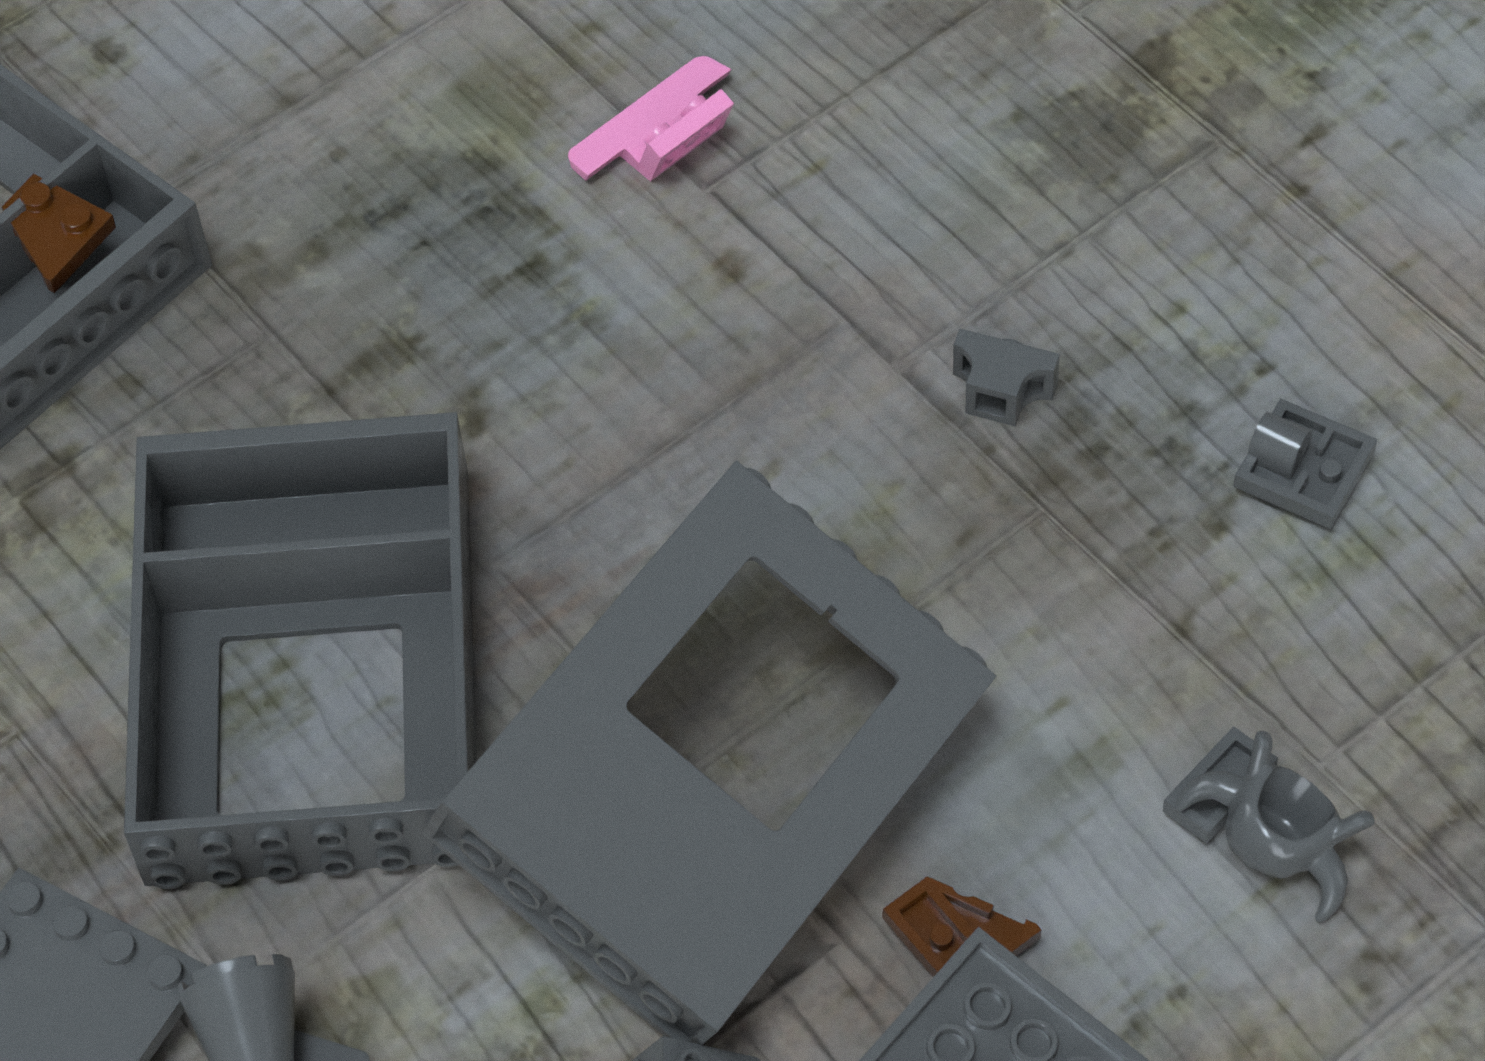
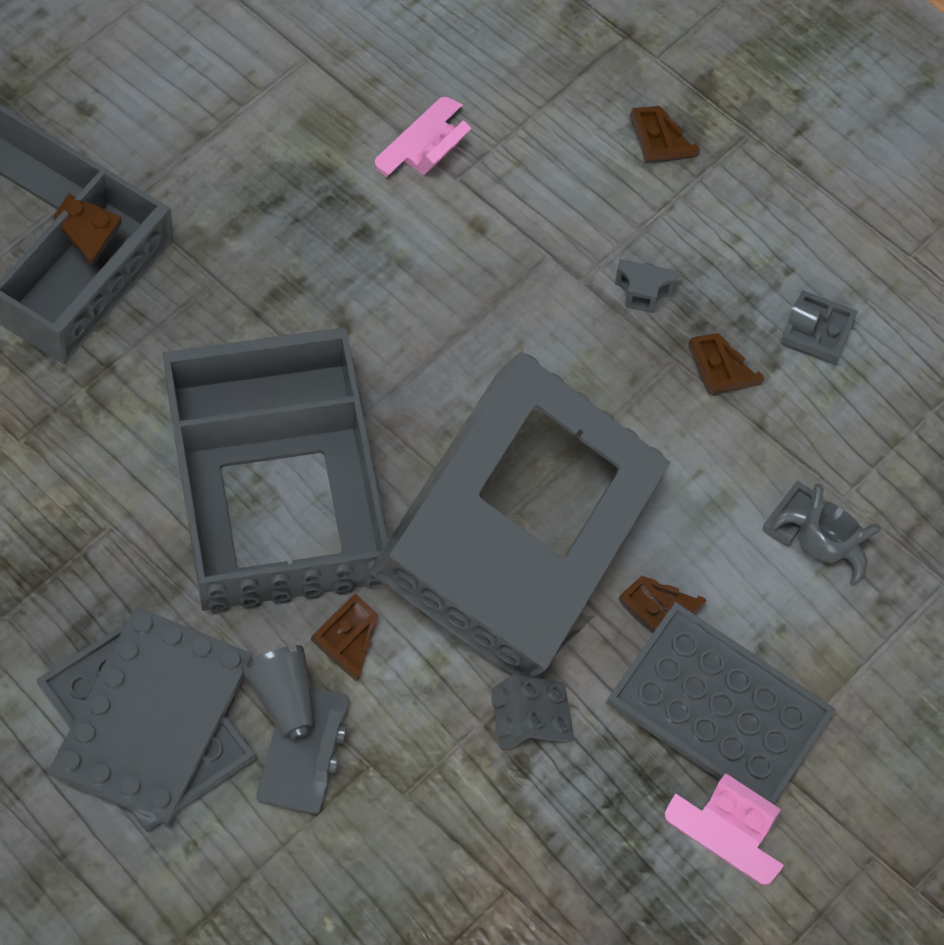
camera: 15 degrees left, 5 degrees up
(387, 946) = (347, 635): none -> reddish brown wing
(1062, 133) = (660, 136): none -> reddish brown wing
(1122, 520) = (721, 365): none -> reddish brown wing

